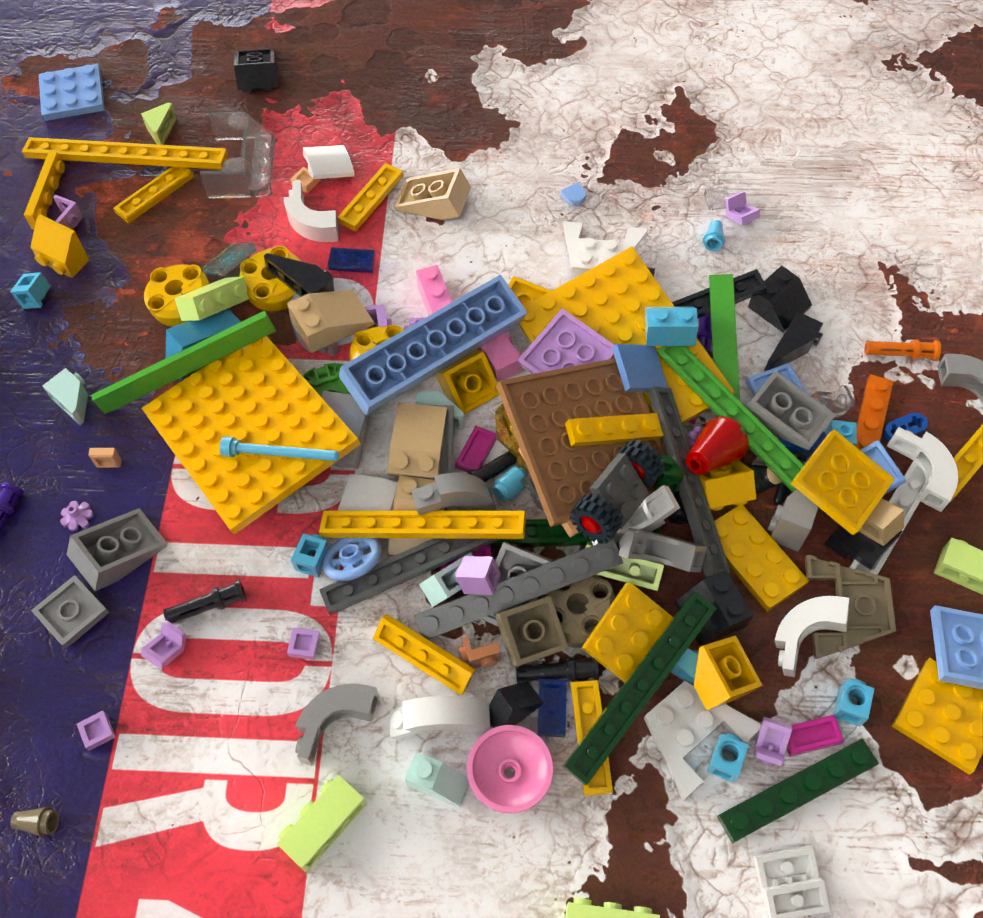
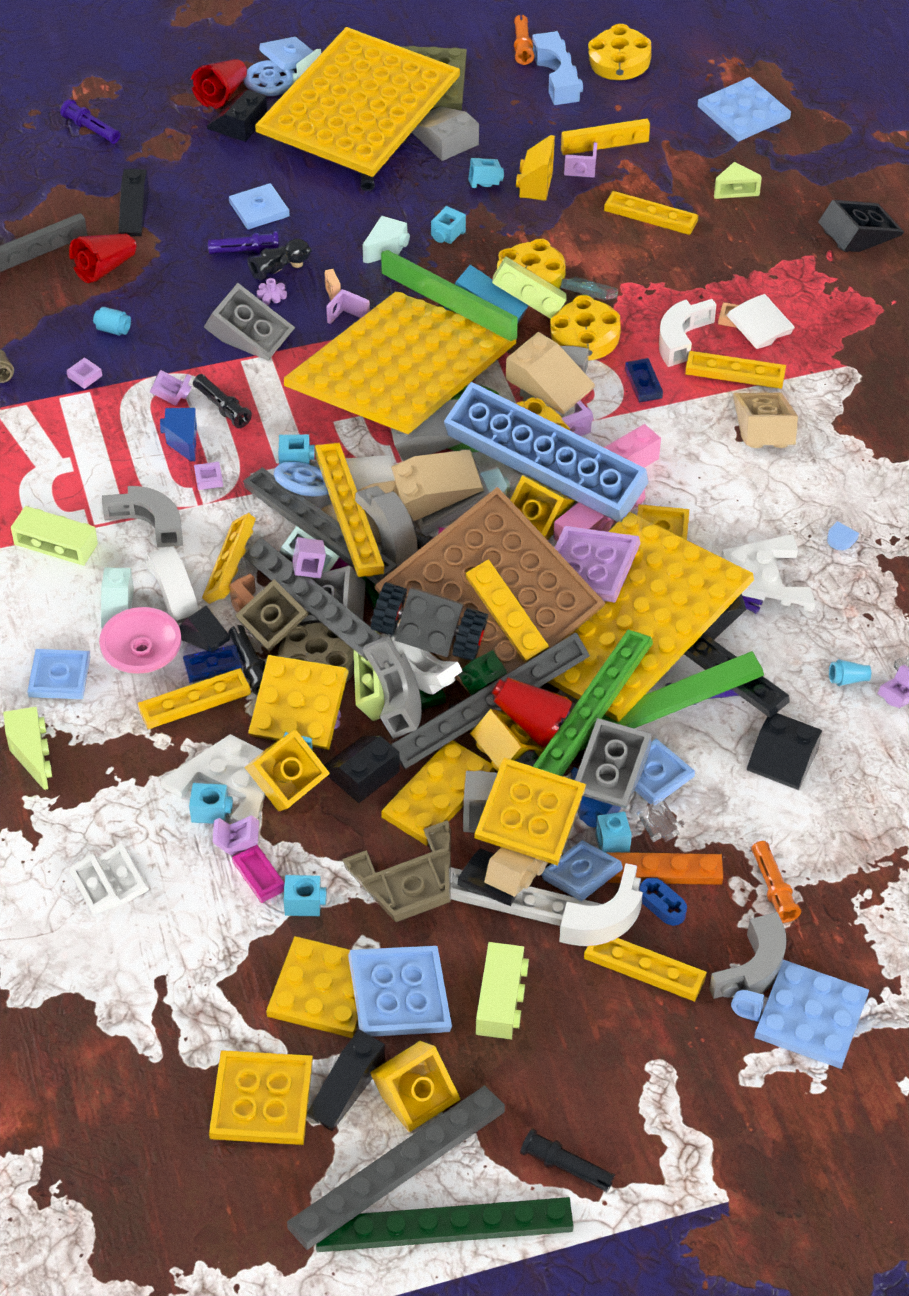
camera: 70 degrees right, 10 degrees down
(34, 681) = (112, 321): none -> medium azure brick
(39, 498) = (274, 259): none -> black piece
(70, 611) = (179, 319): light grey plate -> none
(86, 343) = (448, 231): none -> medium azure brick
(127, 153) = (682, 174): yellow plate -> none
(140, 447) = (349, 303): none -> lavender bracket
(231, 447) = (364, 348): medium azure piece -> none
(232, 652) = (180, 430): none -> blue slope
(253, 171) = (728, 264): clear windscreen -> none
(299, 275) = (582, 339): black slope -> none
(515, 867) = (59, 674): none -> light blue plate
(639, 367) = (596, 617): medium blue tile -> none
(639, 688) = (250, 709): dark green plate -> none
(671, 326) = (657, 622): medium azure slope -> none
(796, 341) = (729, 773): black slope -> none
(797, 790) = (201, 872): dark green plate -> none
(805, 618) = (365, 831): white arch -> none

